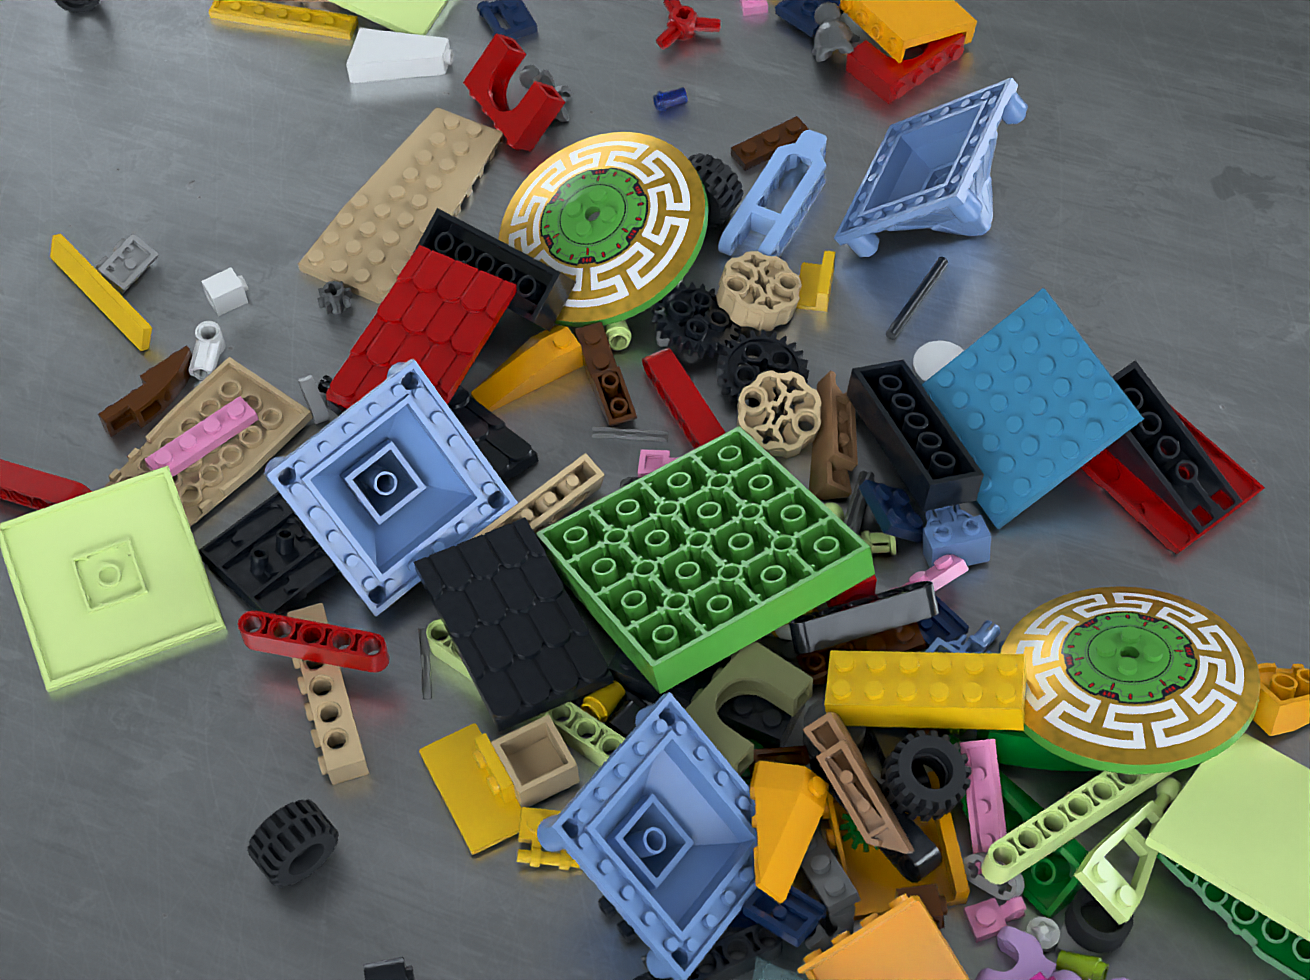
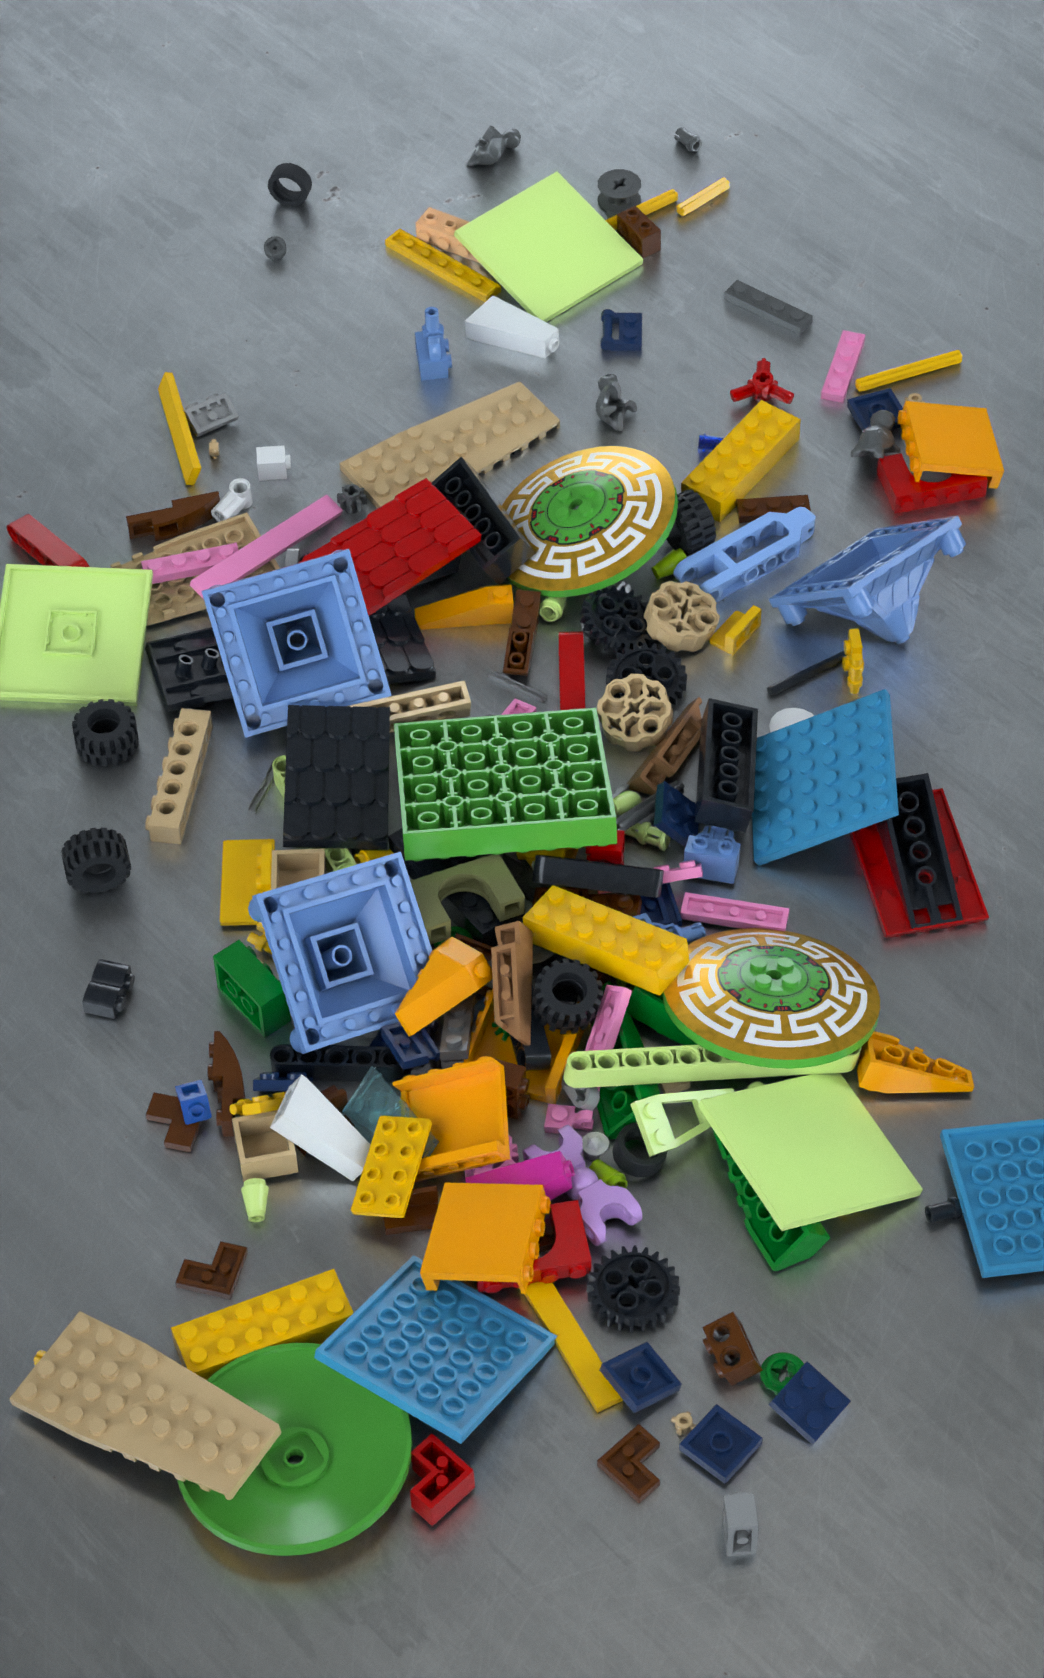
camera: 25 degrees right, 5 degrees down
(95, 60) = (275, 248): none -> dark grey tile
(150, 299) = (214, 450): none -> tan piece
(217, 698) = (107, 747): none -> black tyre
(275, 391) = (269, 545): none -> bright pink tile
(303, 631) = (187, 733): red beam -> none
(326, 105) = (432, 348): none -> medium blue brick
(489, 83) = (583, 415): red arch -> none
(562, 920) = (251, 988): none -> green brick
(711, 239) = (667, 564): none -> lime cone
(713, 98) = (743, 458): none -> yellow brick
(960, 269) = (853, 661): none -> yellow plate
(1013, 594) = (733, 912): none -> bright pink plate

